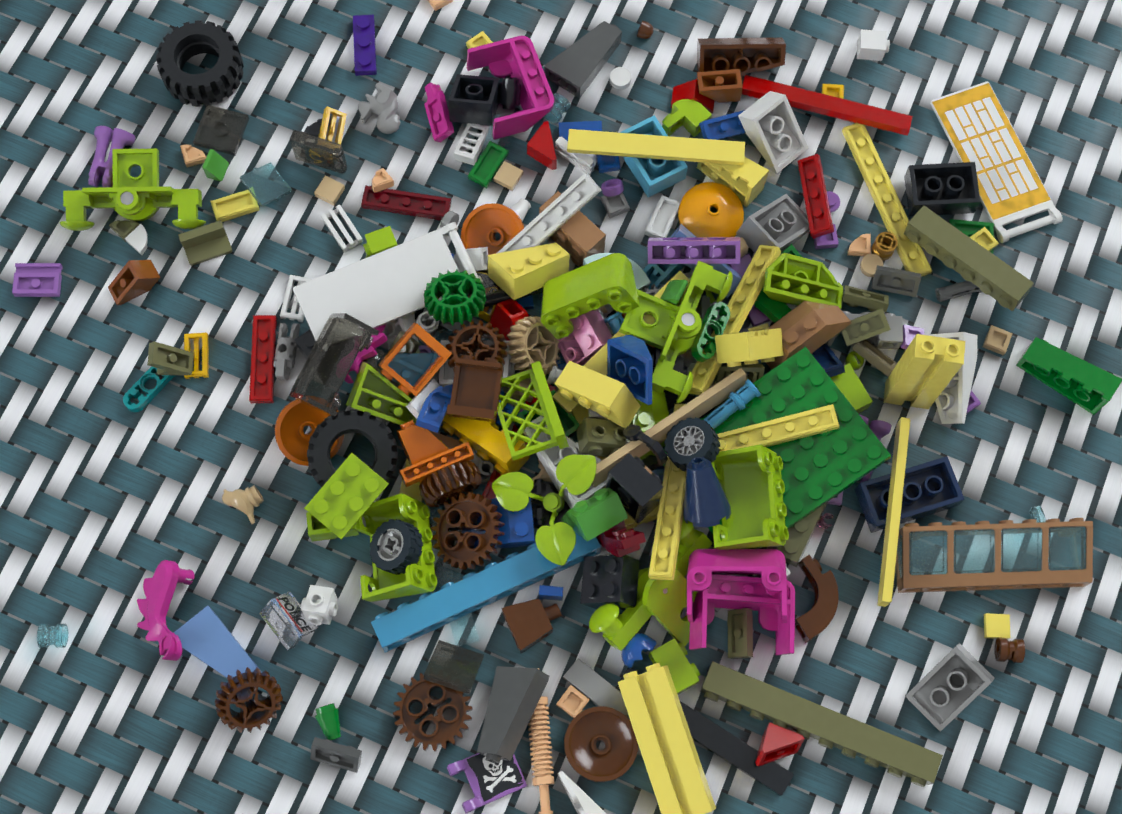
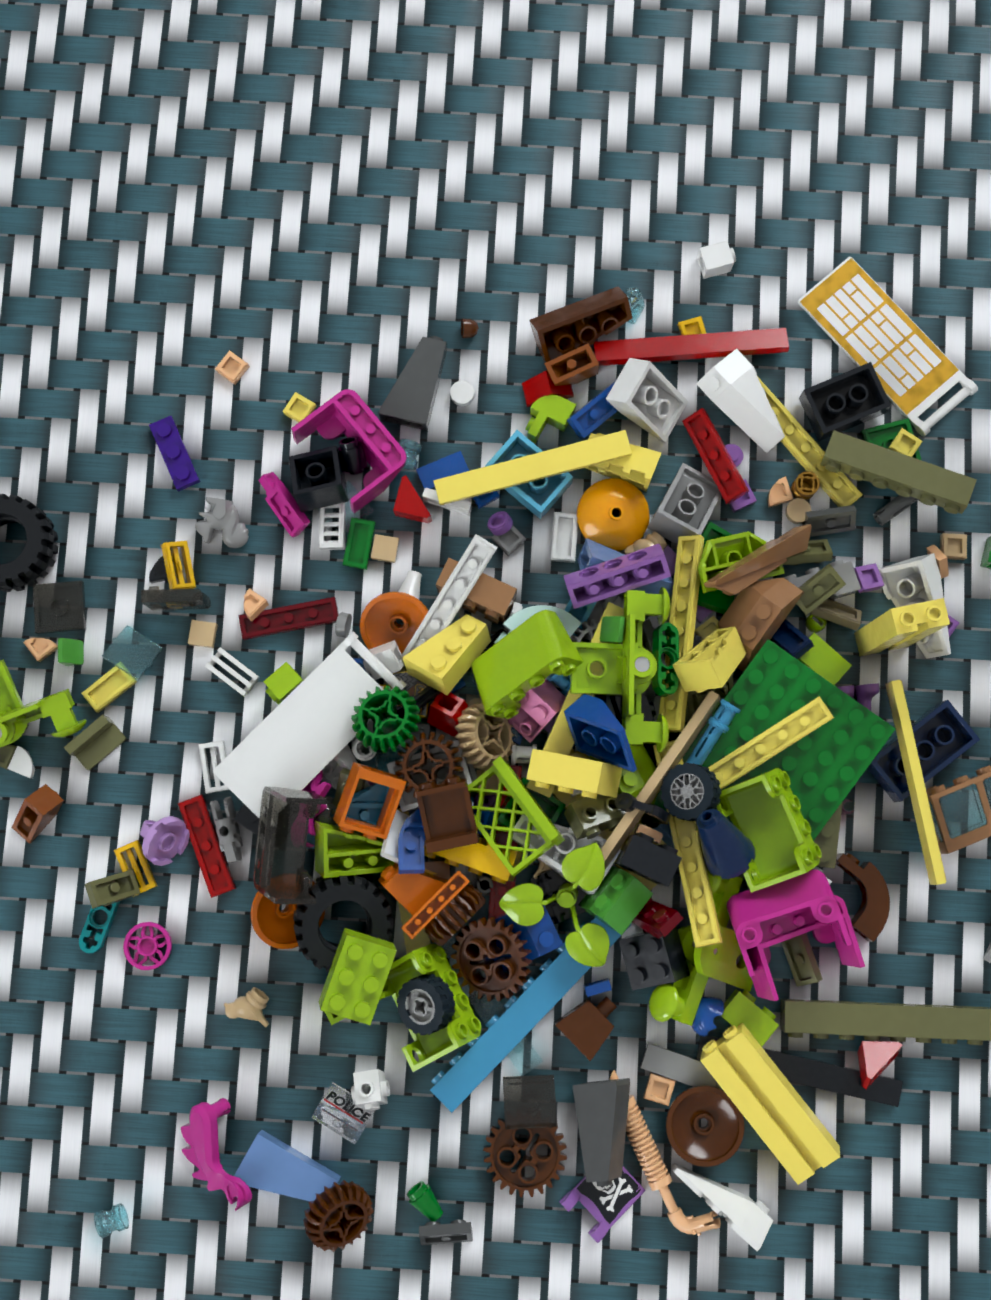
camera: 15 degrees left, 10 degrees up
(179, 421) = (147, 946): none -> dark pink wheel
(230, 337) = (164, 839): none -> lavender tile
(793, 57) = (637, 303): none -> clear light blue arm
(824, 286) = (761, 561): none -> medium nougat wedge
(854, 154) = (739, 394): none -> white wedge
(981, 347) = (941, 559): none -> light nougat tile

